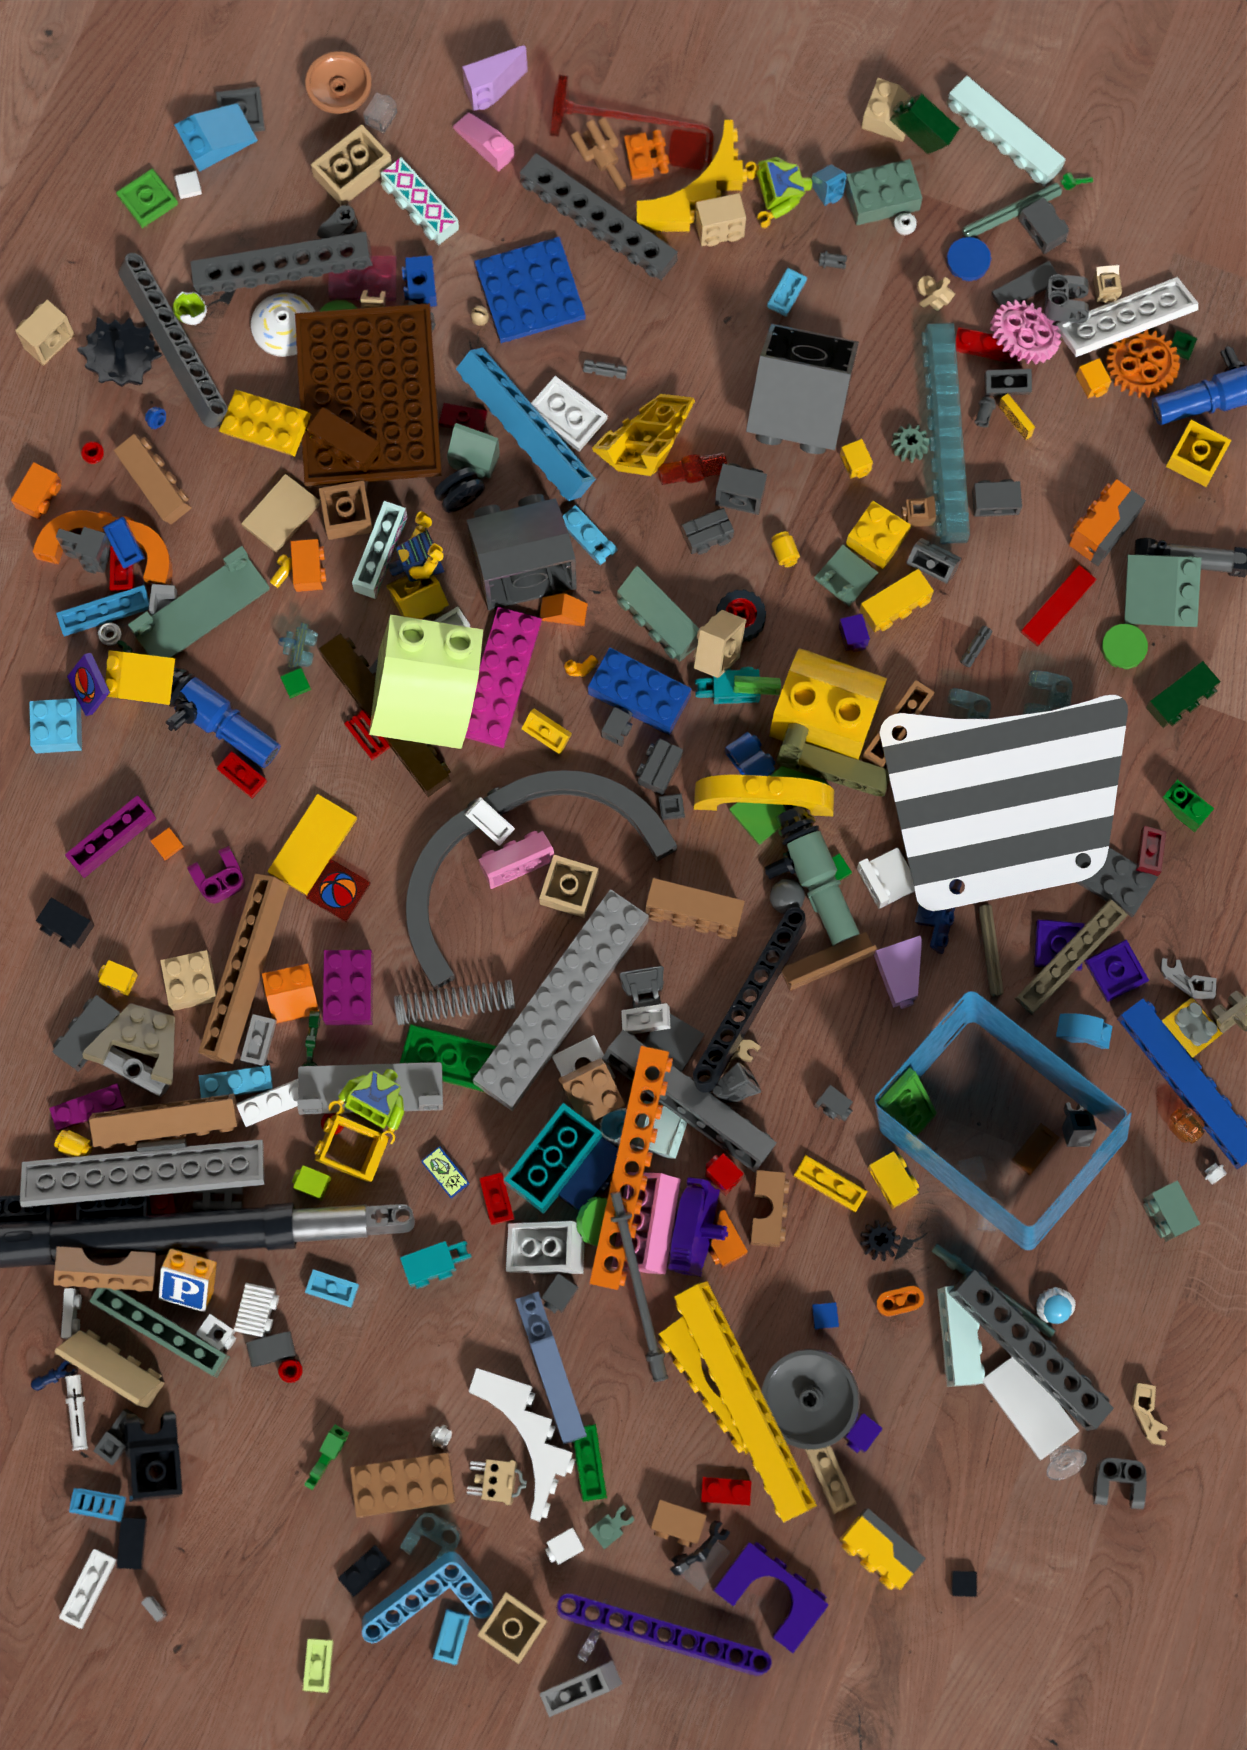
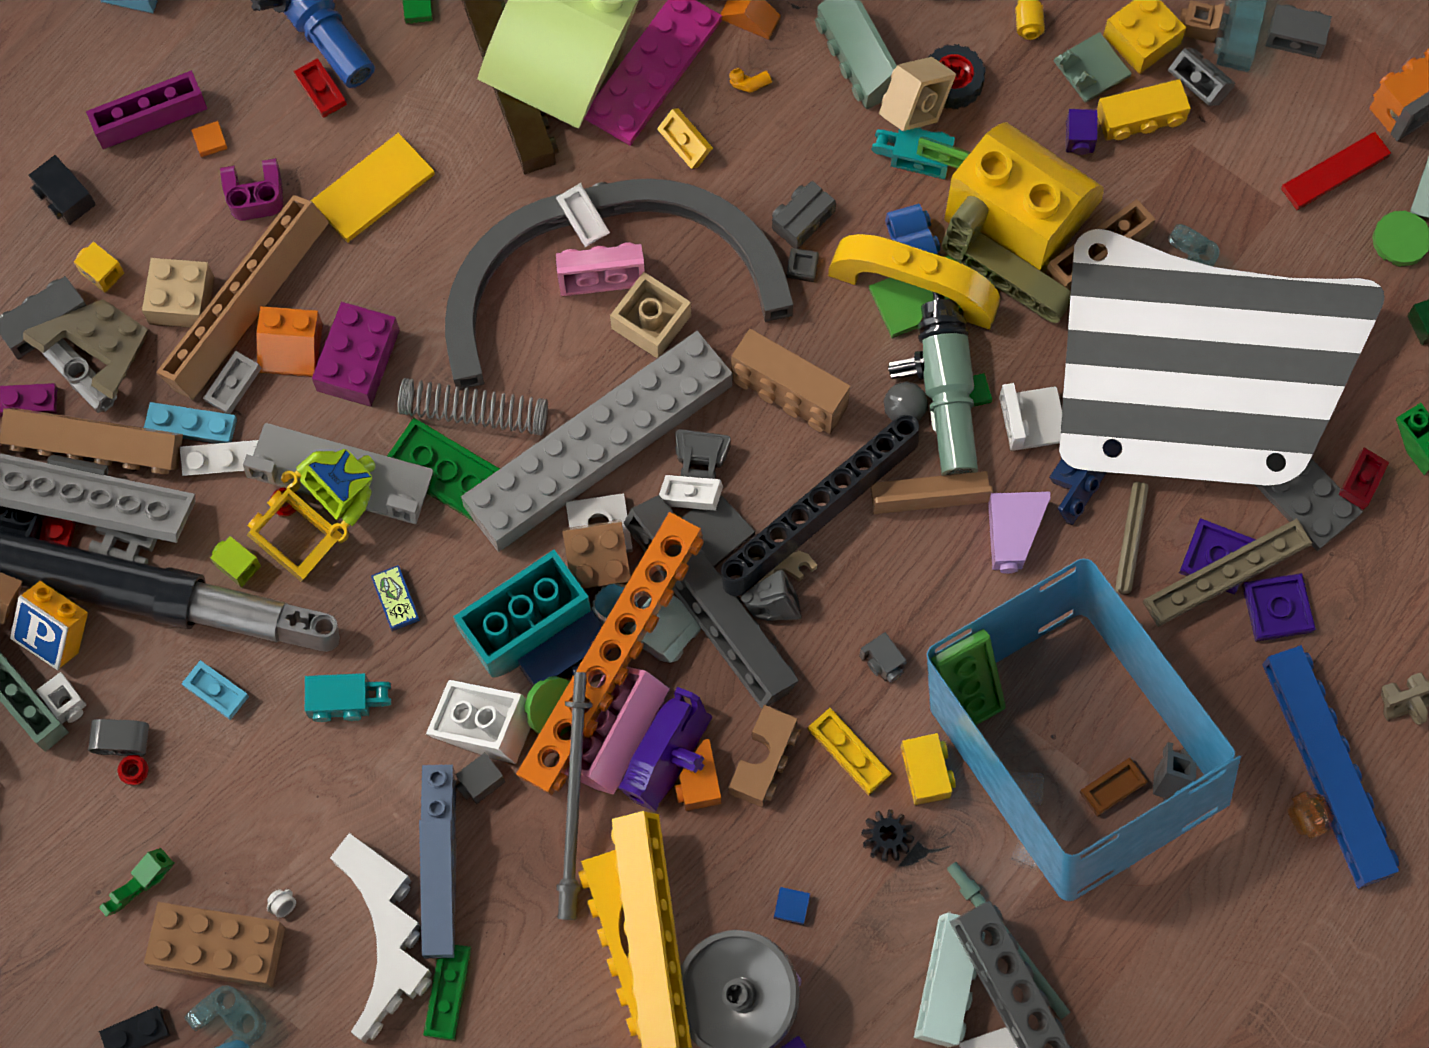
camera: 20 degrees right, 5 degrees down
(256, 1310) = (117, 687): white brick -> none
(310, 1044) = (301, 386): dark green piece -> none
(338, 890) = (384, 246): tile -> none
(356, 720) = (472, 66): red tile -> none
(496, 1198) = (443, 647): red plate -> none
(505, 1481) = (338, 981): tan piece -> none
(617, 726) = (768, 156): dark grey brick -> none
(640, 690) = (807, 124): blue brick -> none
(723, 1173) = (722, 696): red brick -> none
(899, 1301) = (888, 916): orange plate -> none
(976, 646) = (1222, 188): dark grey axle -> none
(1049, 681) = (1296, 250): clear light blue piece -> none
(1055, 1305) = (1079, 982): hair -> none
(1084, 1029) = (1217, 660): dark azure brick -> none
(1170, 1211) = (1259, 910): sand green brick -> none
(1185, 983) = (1352, 637): light grey piece -> none
(1192, 1027) = (1352, 699): piece -> none
(1215, 1173) = (1329, 883): white plate -> none

